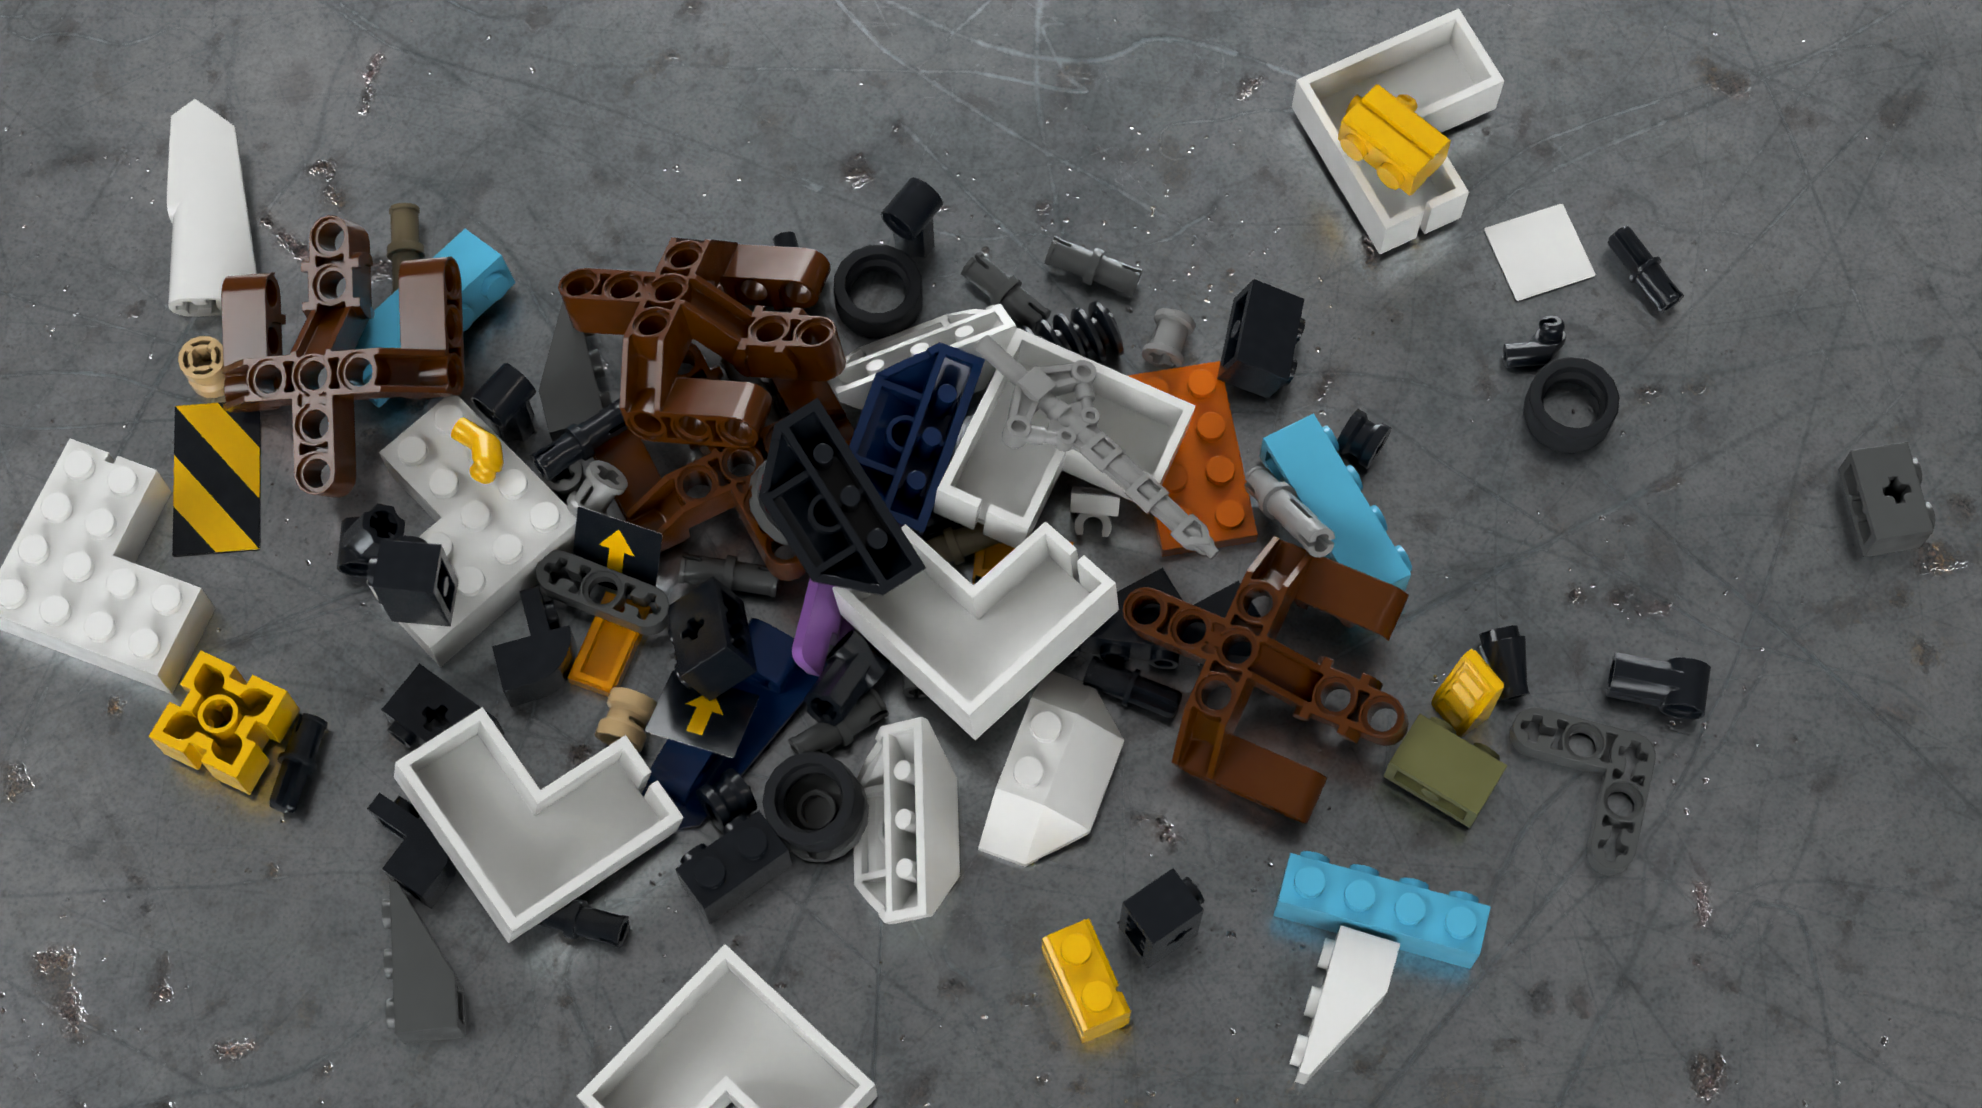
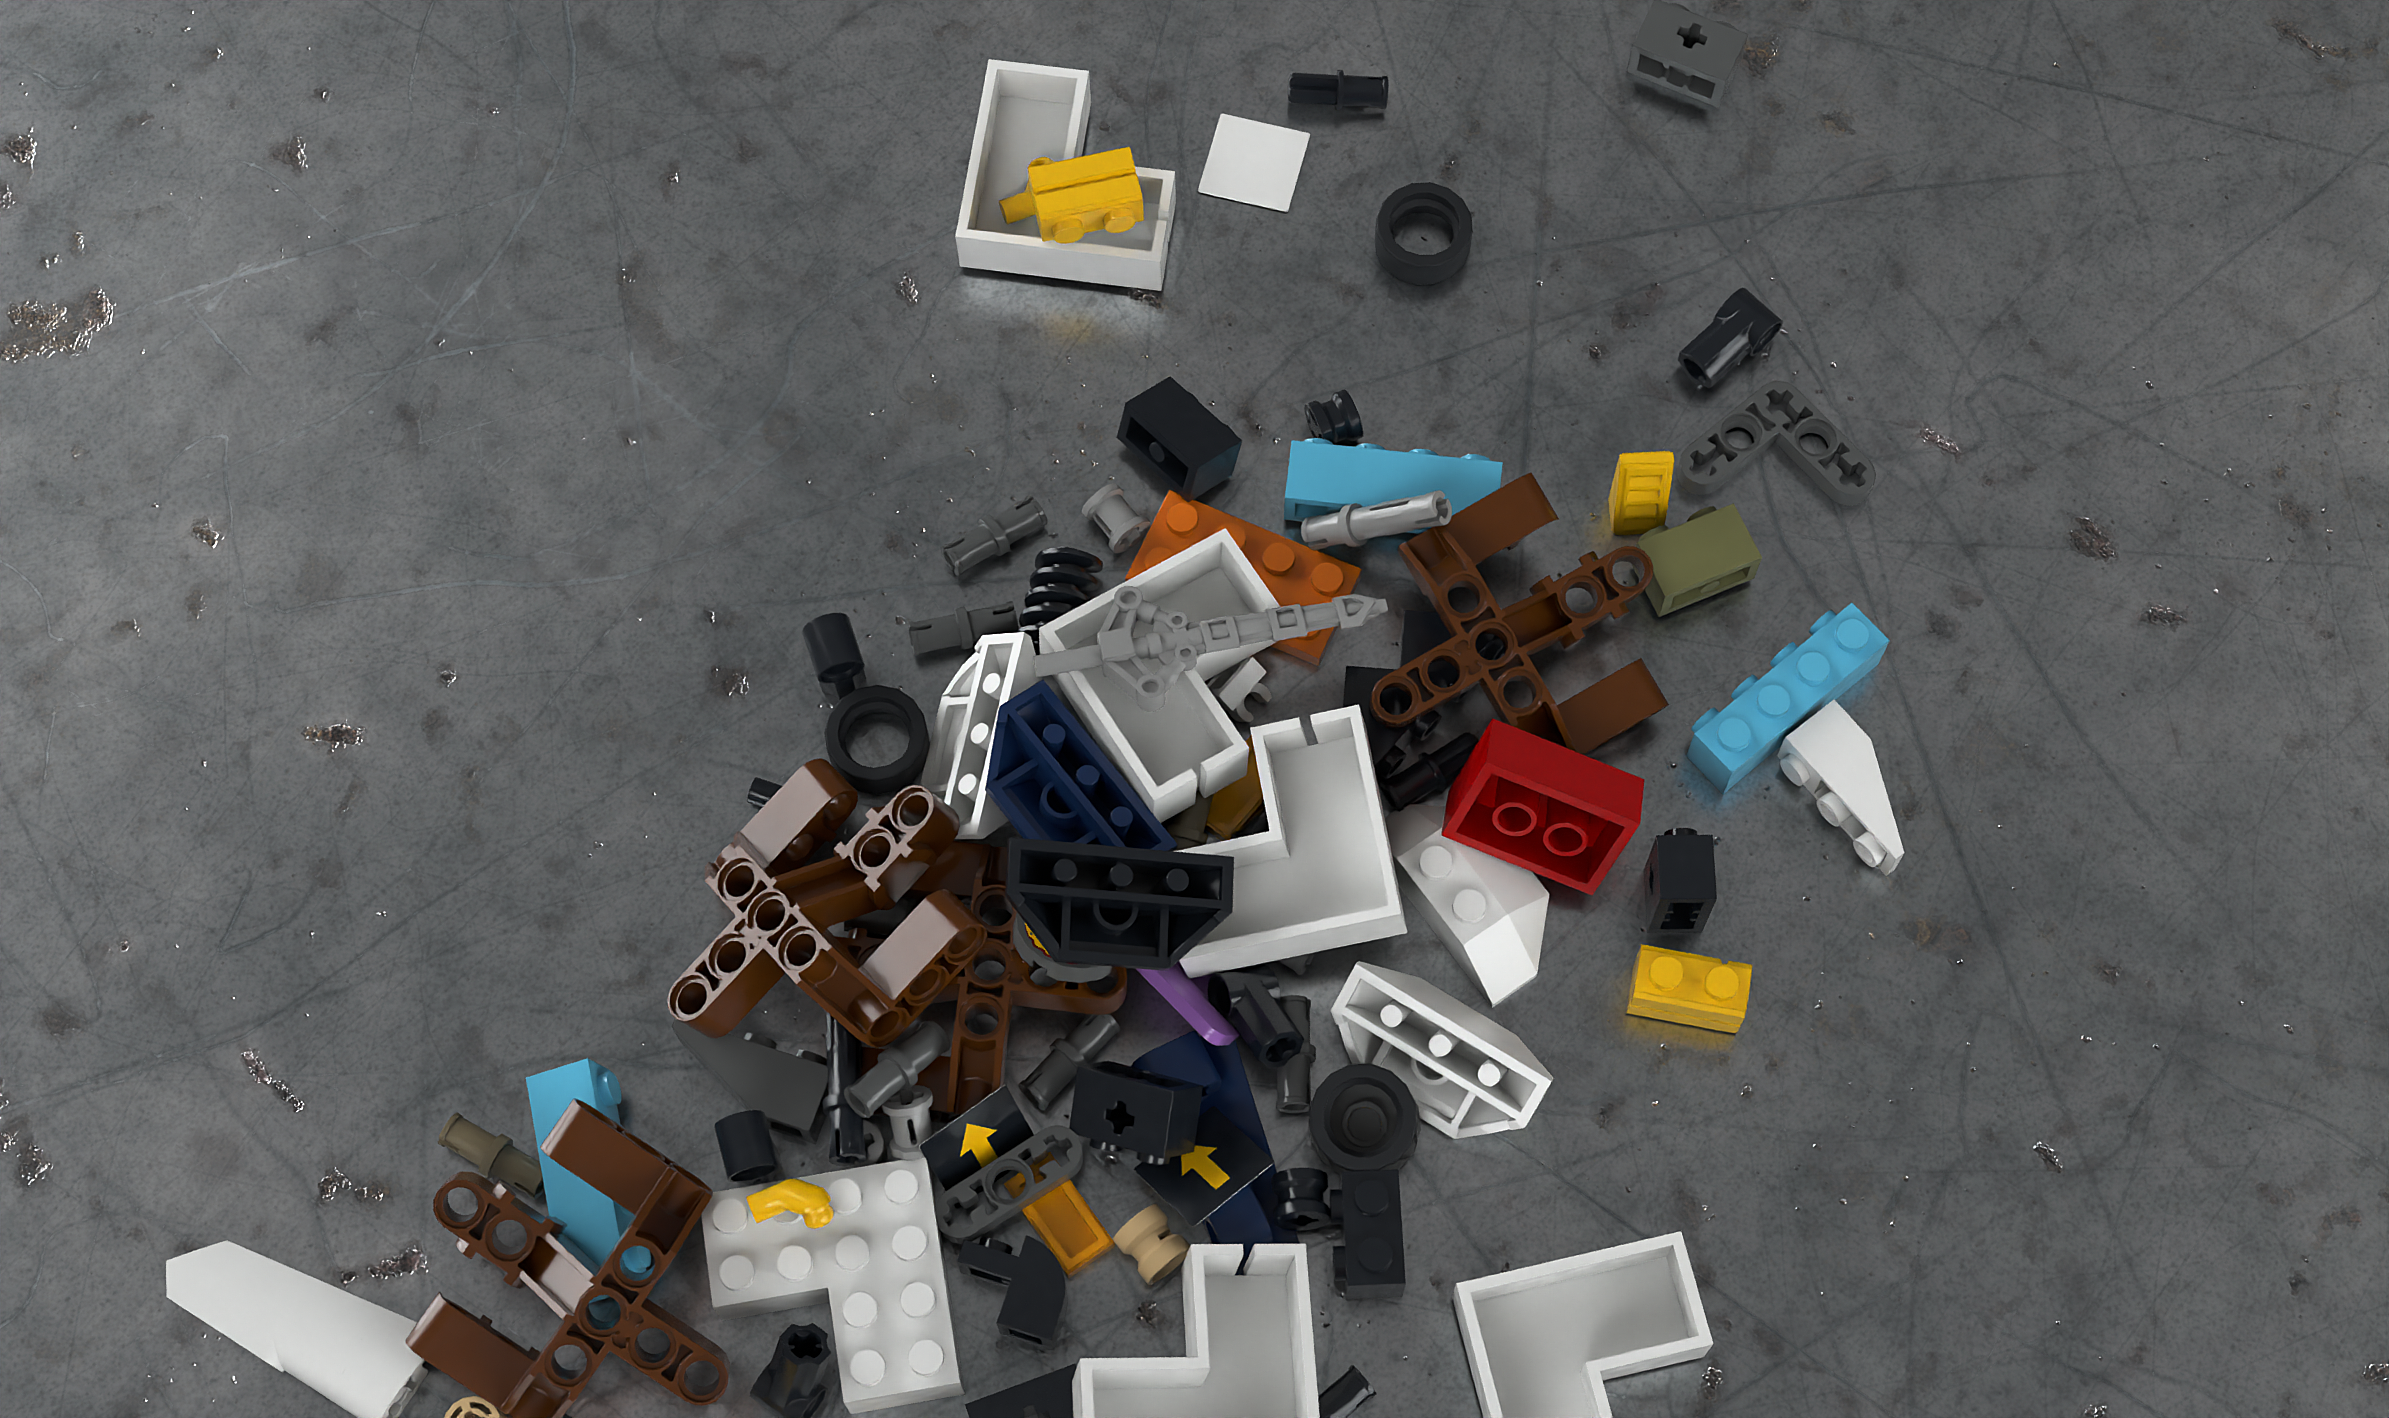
camera: 55 degrees left, 0 degrees up
(414, 581) = (901, 1345): black brick -> none
(623, 454) = (897, 1069): none -> dark grey pin
(1144, 774) = (1543, 807): none -> red brick
(1506, 655) = (1617, 436): black cone -> none
(1541, 347) = (1349, 222): black arm -> none

